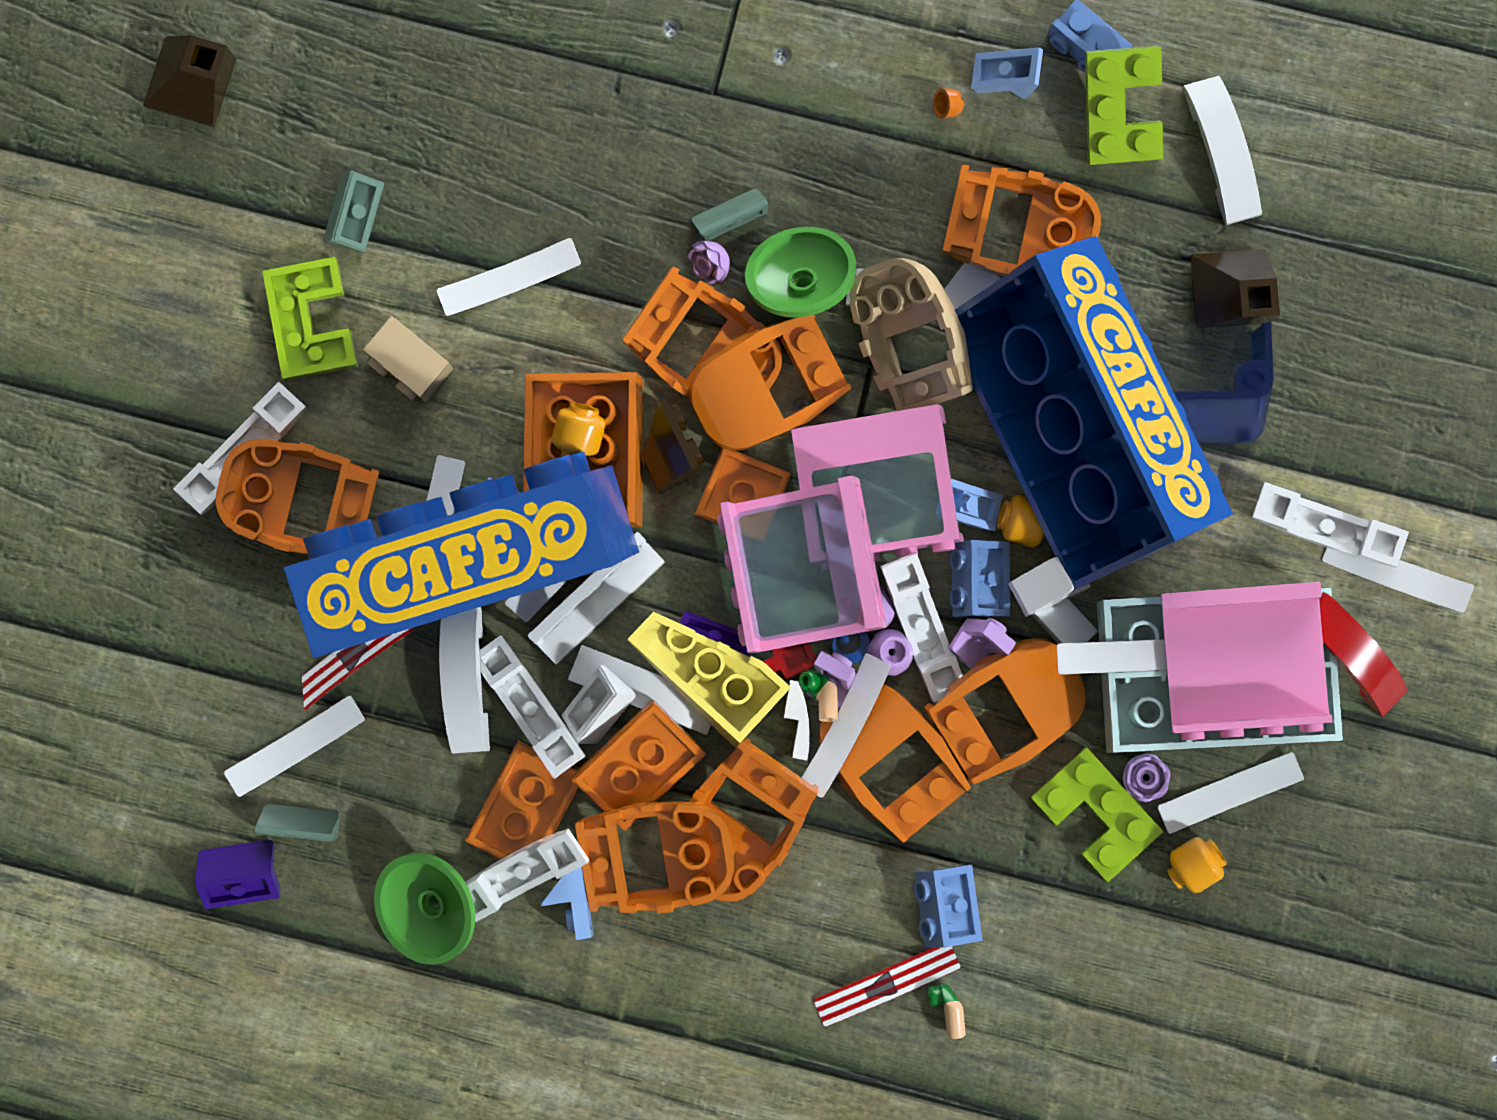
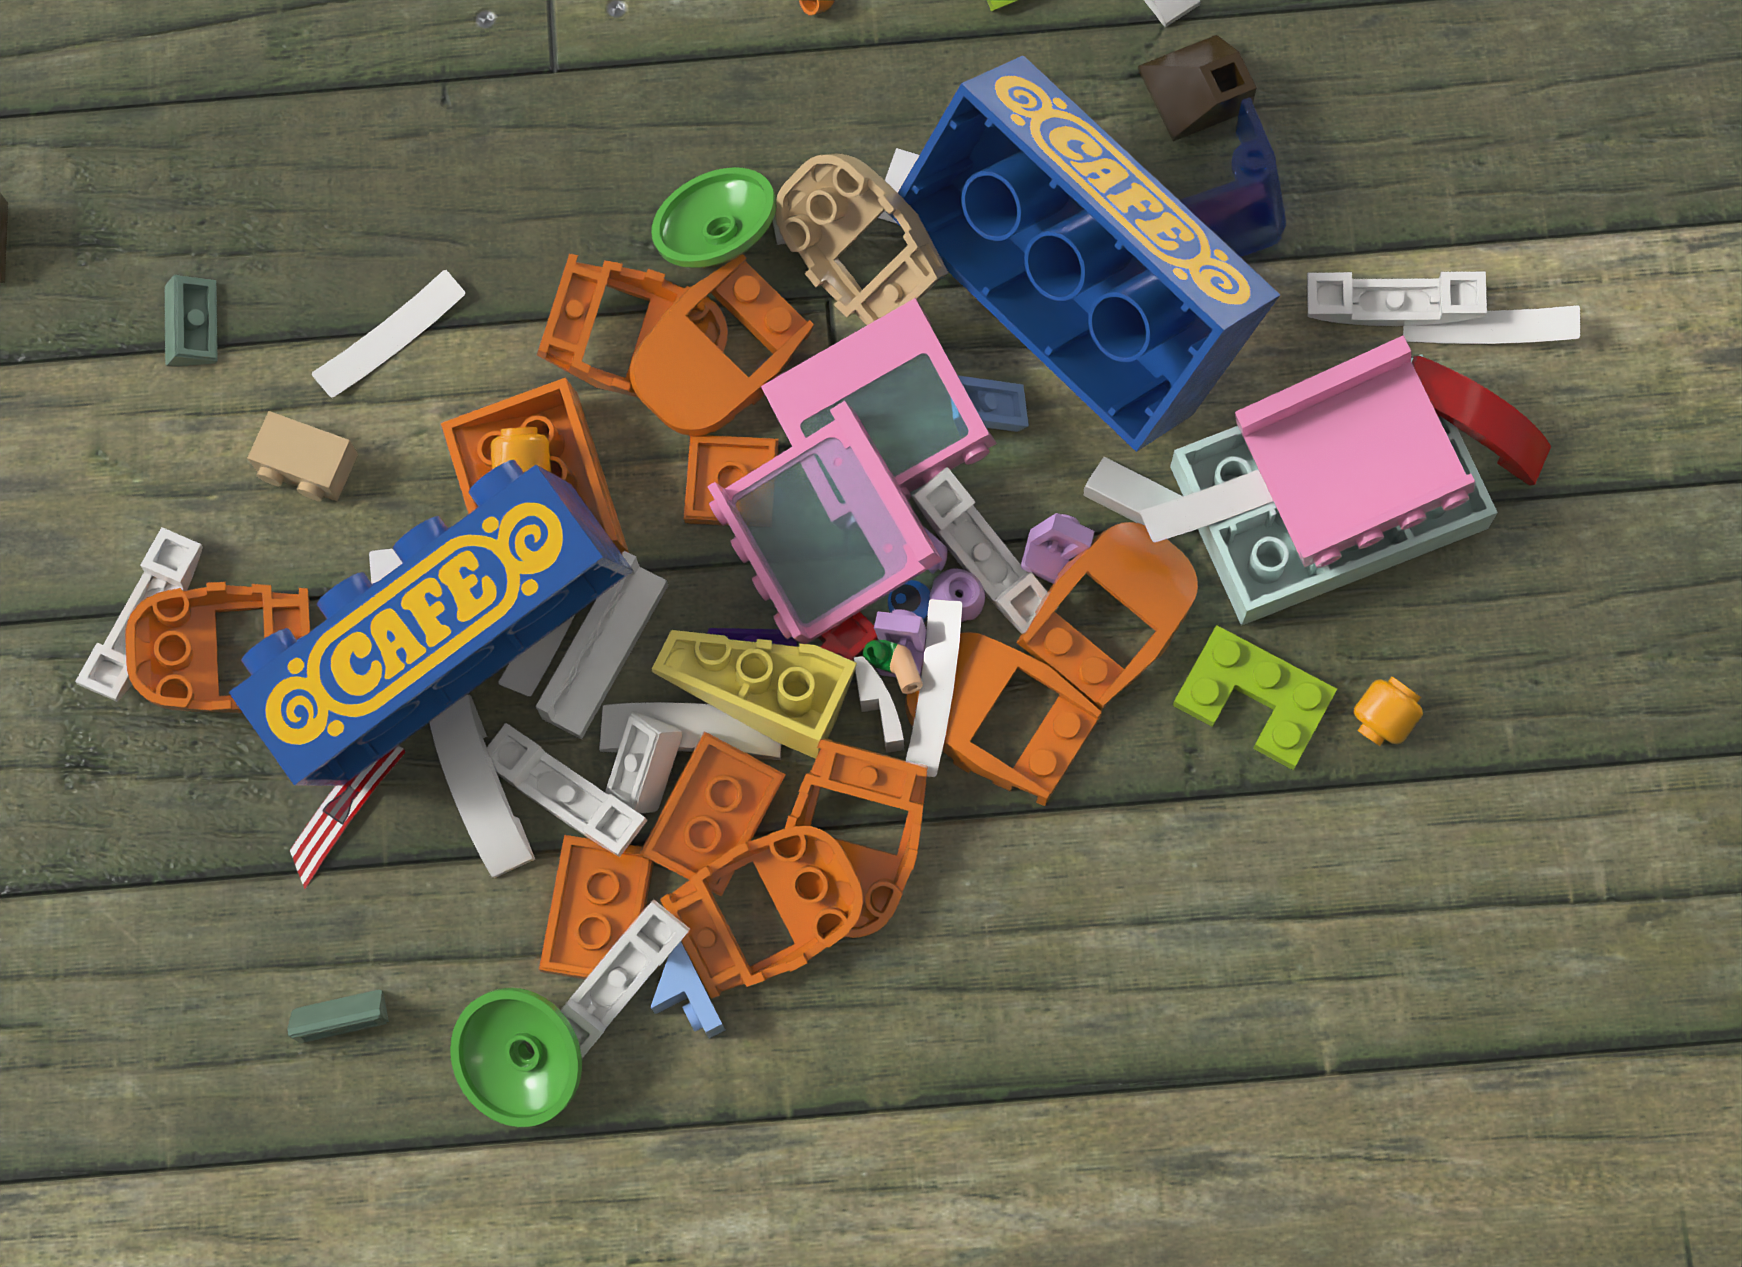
camera: 15 degrees left, 10 degrees down
(237, 874) = (283, 1100): dark purple panel -> none
(294, 746) = (306, 931): white sticker -> none
(297, 347) = (173, 486): lime plate -> none
(667, 452) = (632, 456): dark brown slope -> none
(709, 261) = (608, 241): lavender plate -> none
(730, 215) = (616, 190): sand green slope -> none
(886, 984) = (1084, 969): sticker -> none
(947, 906) = (1122, 854): medium blue bracket -> none
(952, 1008) = (1169, 968): arm -> none
(980, 579) = (1029, 480): medium blue bracket -> none
(1020, 522) = (1054, 404): light orange head -> none
(1043, 587) = (1106, 461): white slope -> none
(1056, 216) = (880, 81): orange slope -> none
(1158, 777) = (1302, 623): lavender plate -> none
(1230, 792) = (1397, 622): white sticker -> none

